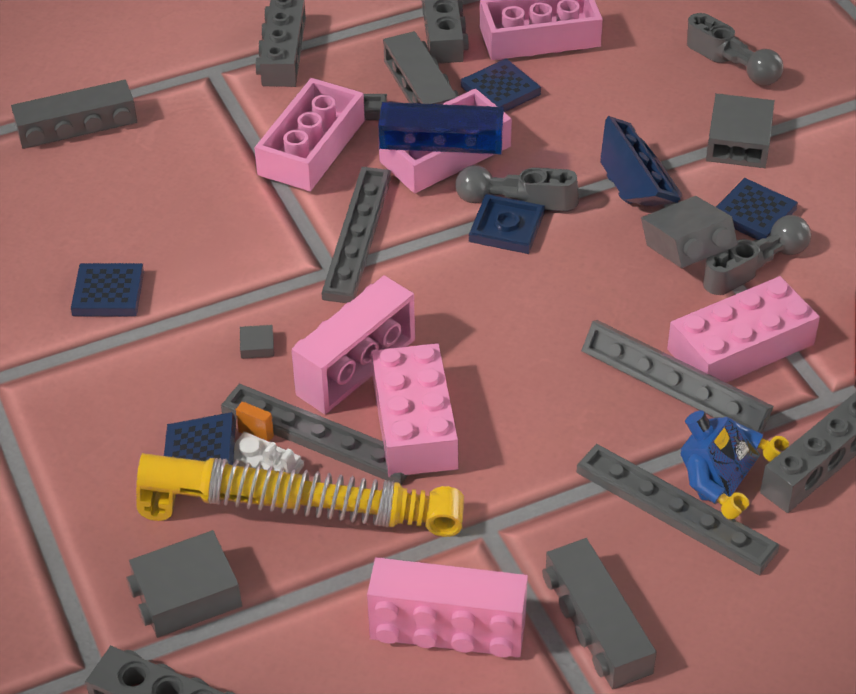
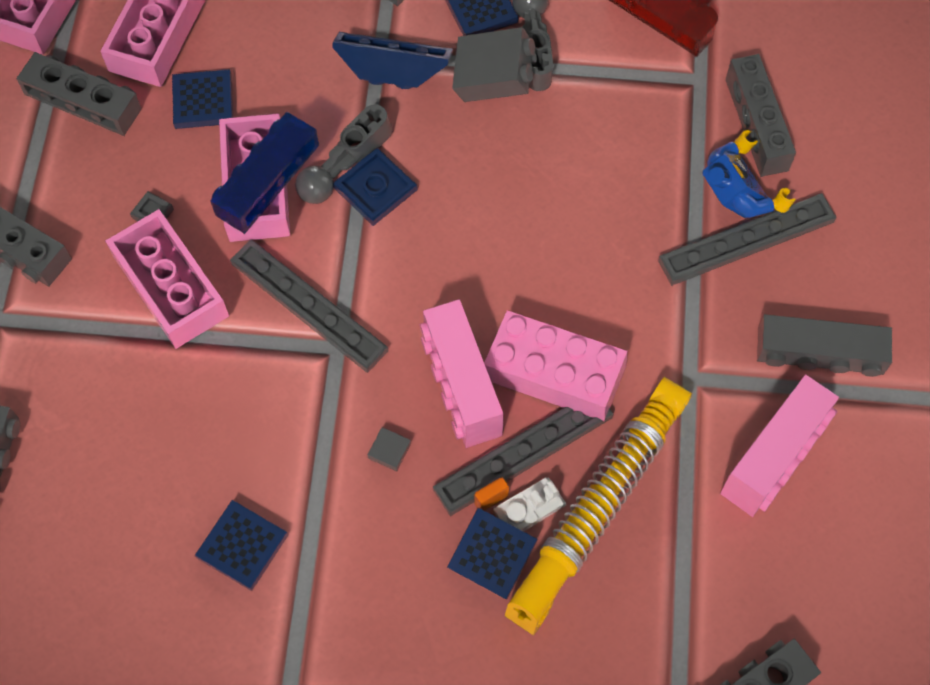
camera: 60 degrees left, 20 degrees up
(183, 584) = (636, 632): dark grey brick -> none
(416, 70) = (150, 154): dark grey brick -> none
(675, 377) = (628, 165): dark grey tile -> none
(744, 331) = (614, 94): bright pink brick -> none

